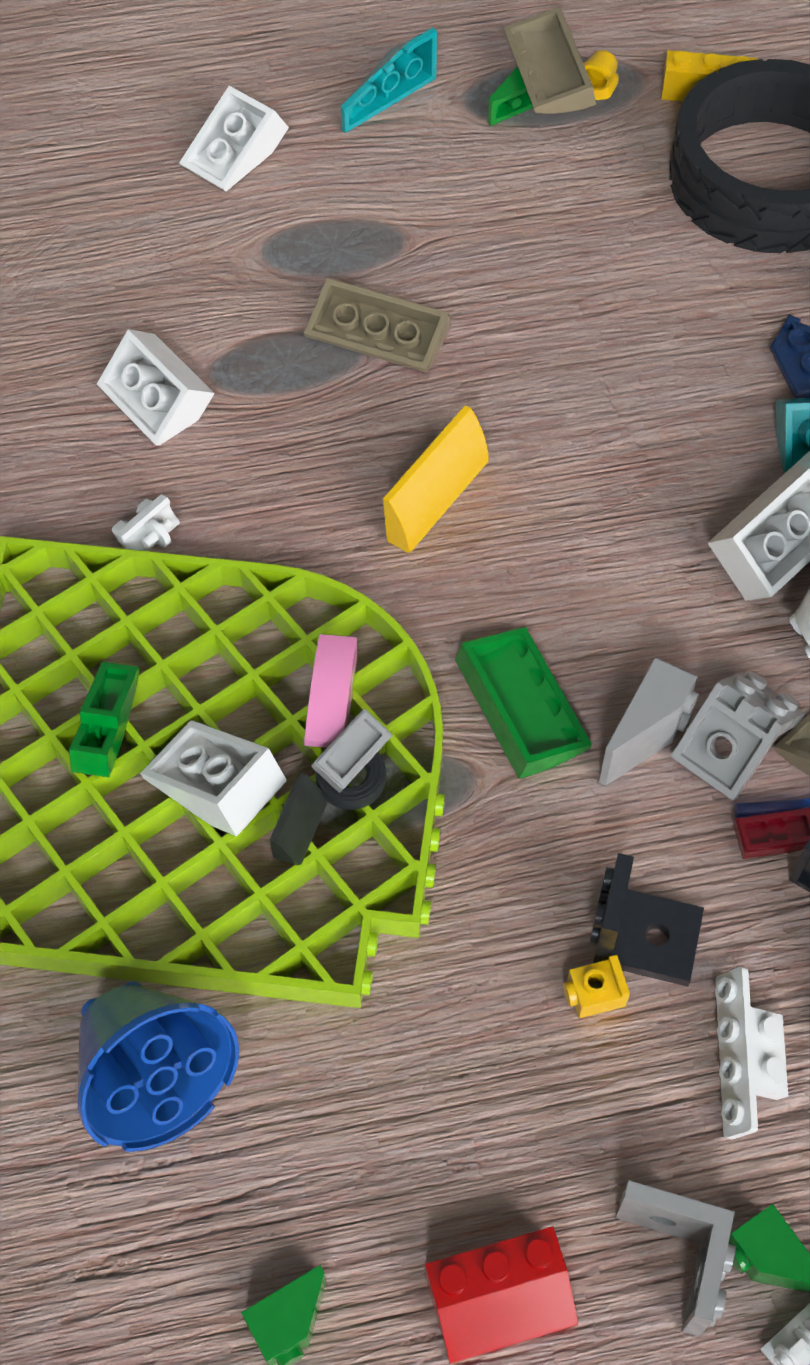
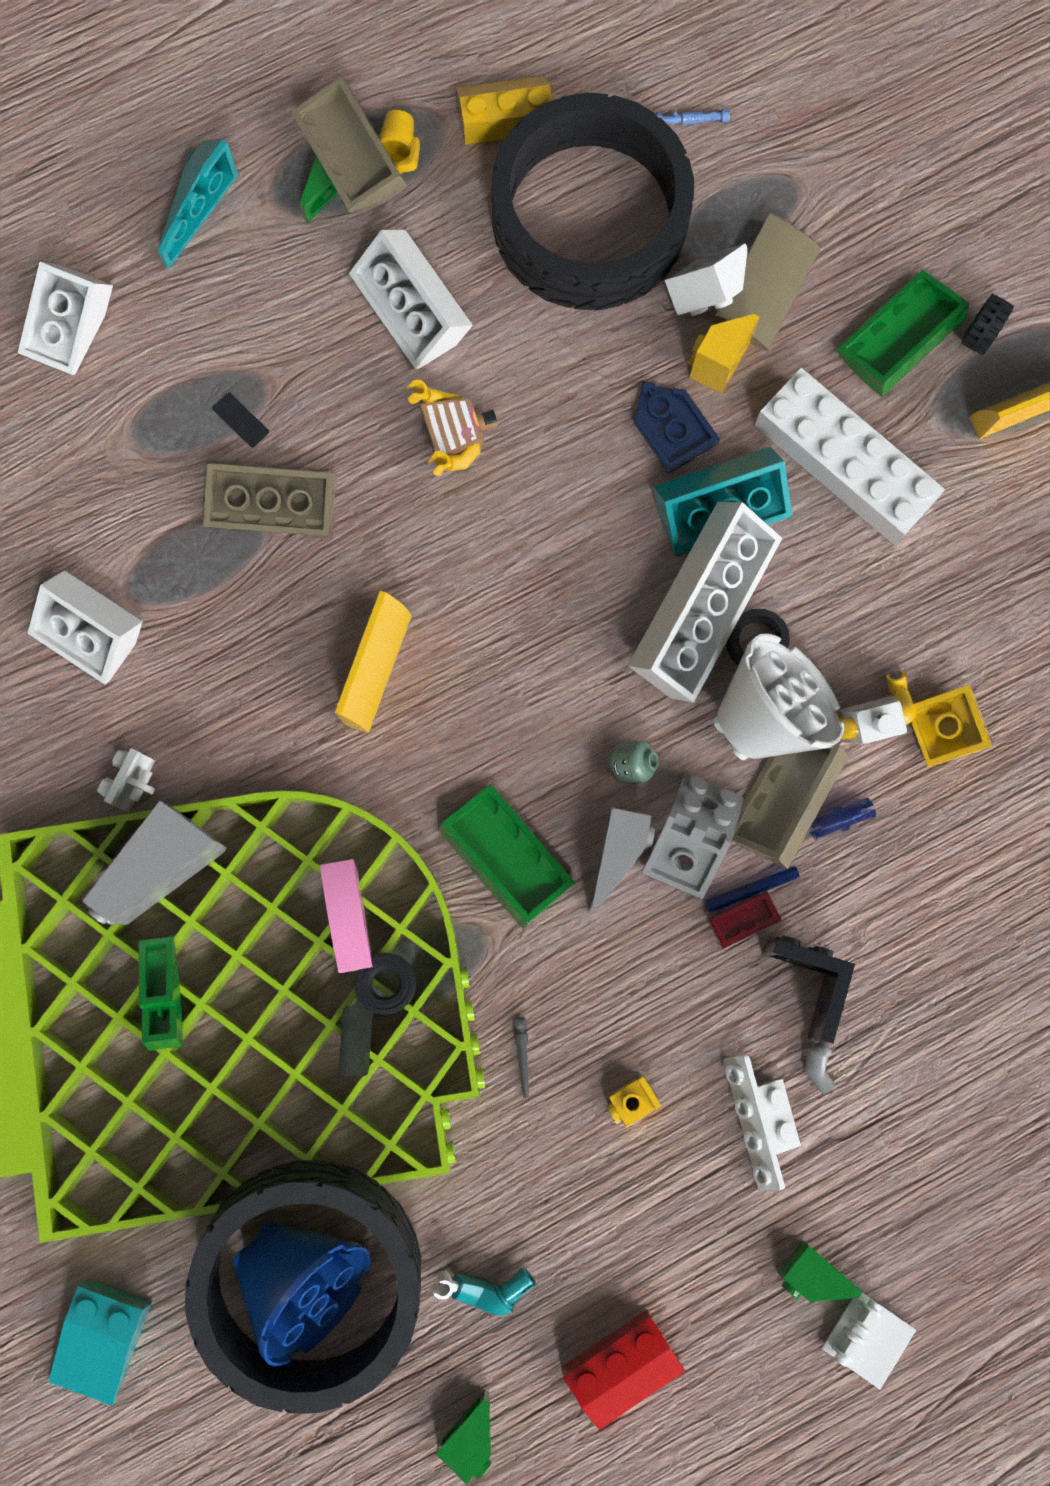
camera: 20 degrees left, 20 degrees up
(59, 985) = (303, 1384): none -> black tyre
(144, 588) = (151, 865): none -> light grey slope
(216, 776) = (271, 1022): white slope -> none
(351, 750) = (381, 970): light grey tile -> none
(358, 1154) = (483, 1293): none -> teal arm
(371, 261) = (240, 420): none -> black sticker
(484, 891) = (521, 1039): none -> dark grey piece
(571, 197) = (409, 297): none -> white slope
(580, 304) = (451, 426): none -> torso
(628, 915) = (642, 1048): black bracket -> none
(689, 640) = (633, 762): none -> sand green head
(696, 1223) = (774, 1302): light grey bracket -> none

